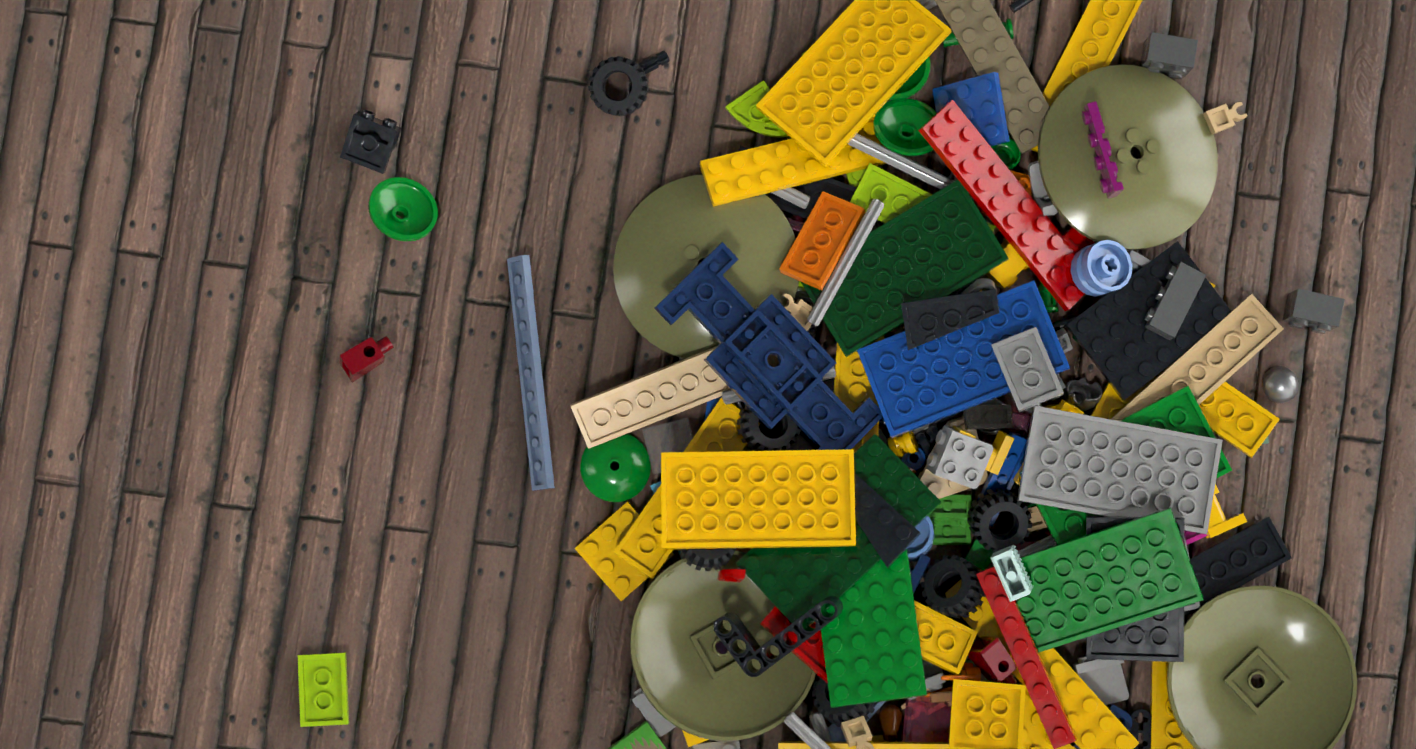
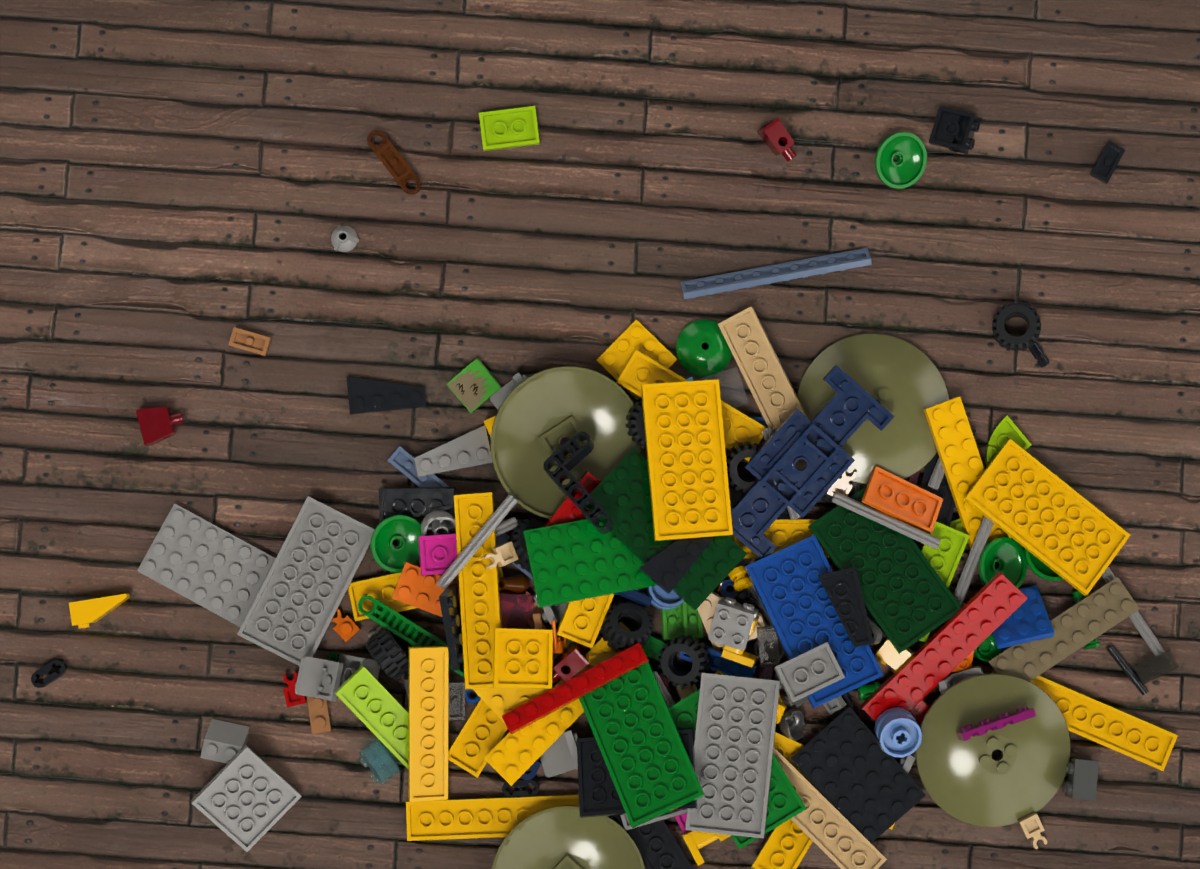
camera: 85 degrees right, 0 degrees up
(731, 575) = (623, 444): red tile -> none
(1012, 573) = (642, 670): light aqua brick -> none
(1174, 300) = (876, 793): dark grey brick -> none

